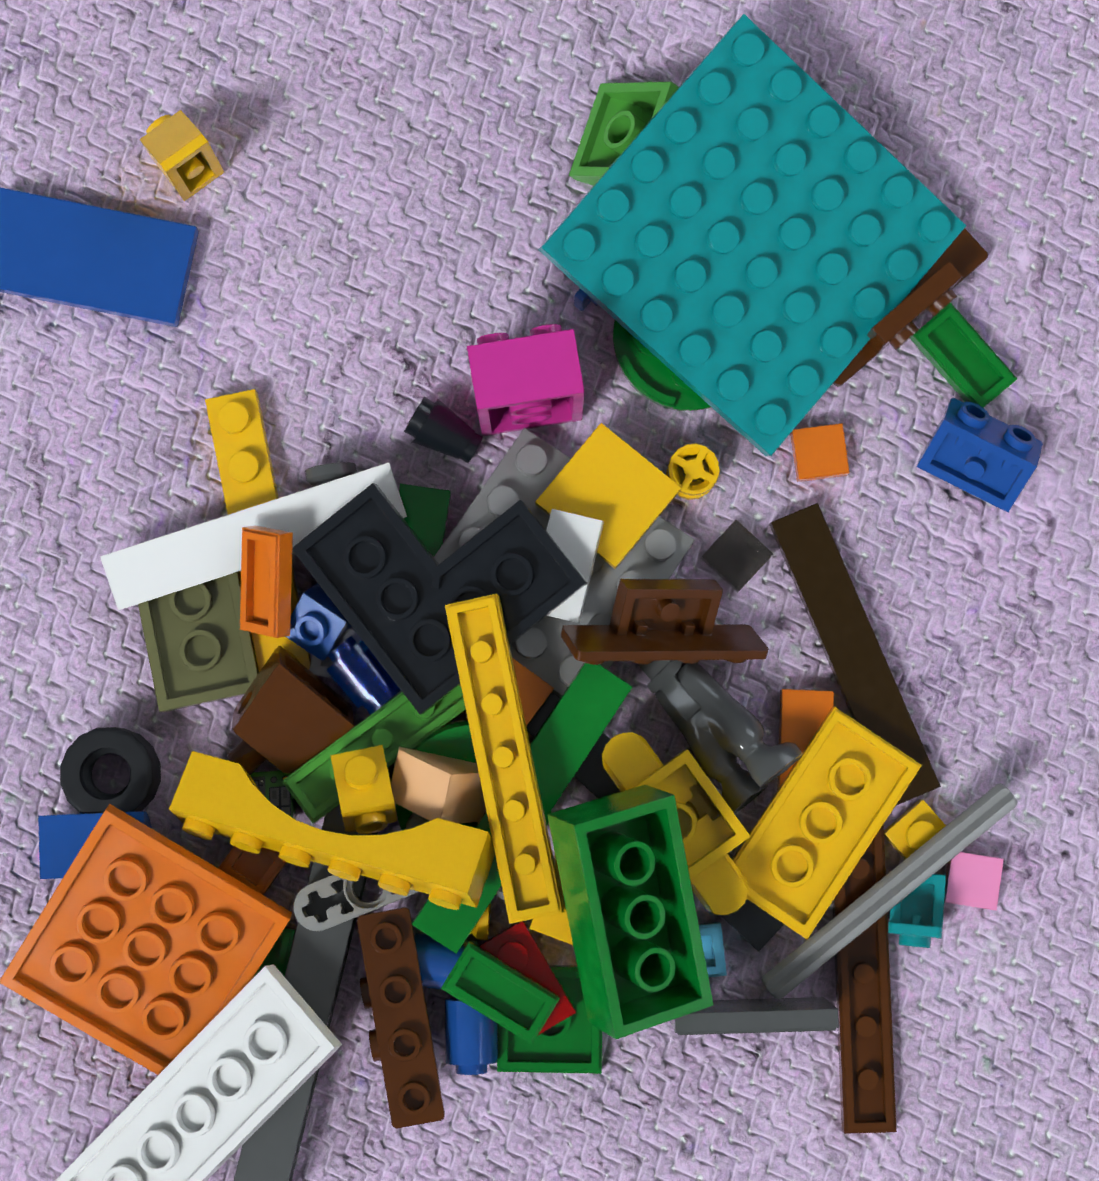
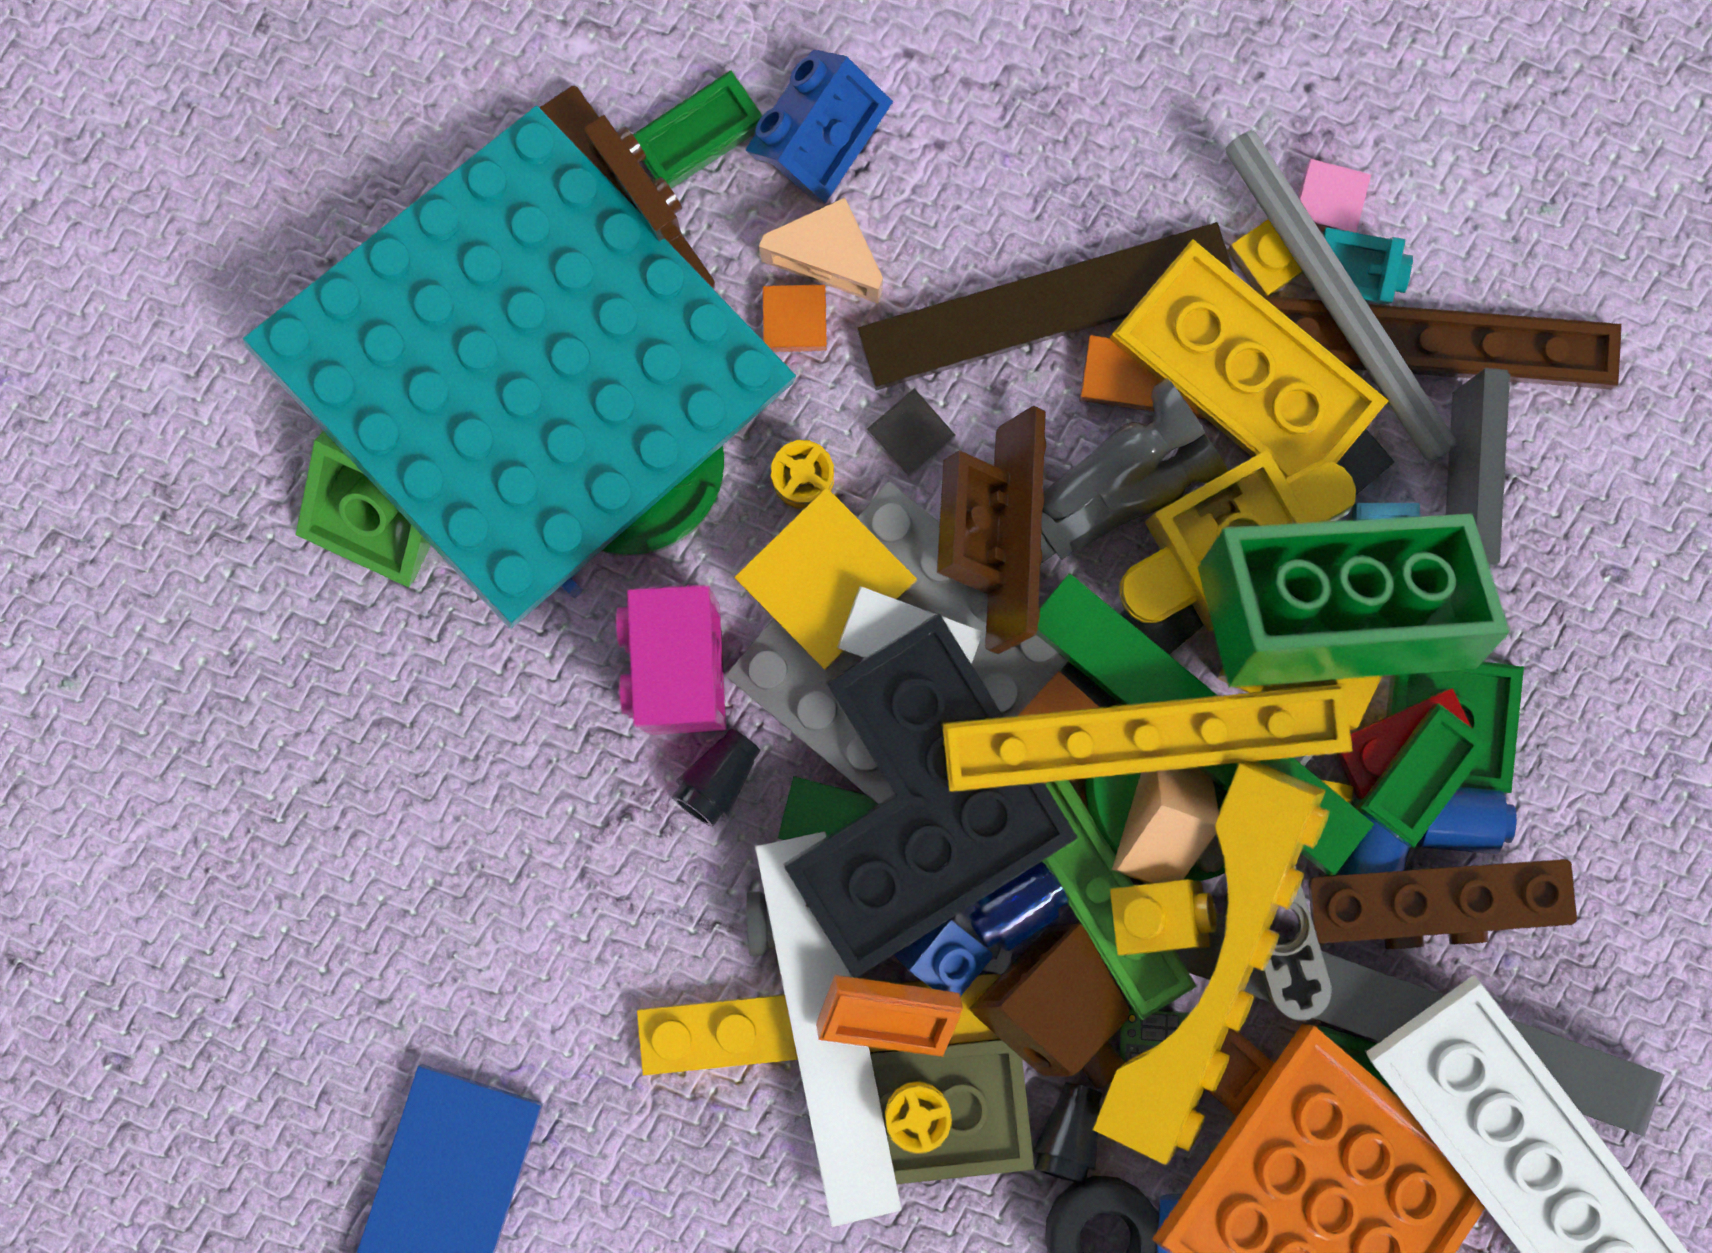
camera: 85 degrees left, 0 degrees up
(181, 734) = (1068, 1139): none -> black cone
(182, 153) = (321, 1075): yellow slope -> none
(184, 605) = (921, 1128): none -> yellow wheel
(878, 469) = (826, 249): none -> light nougat slope

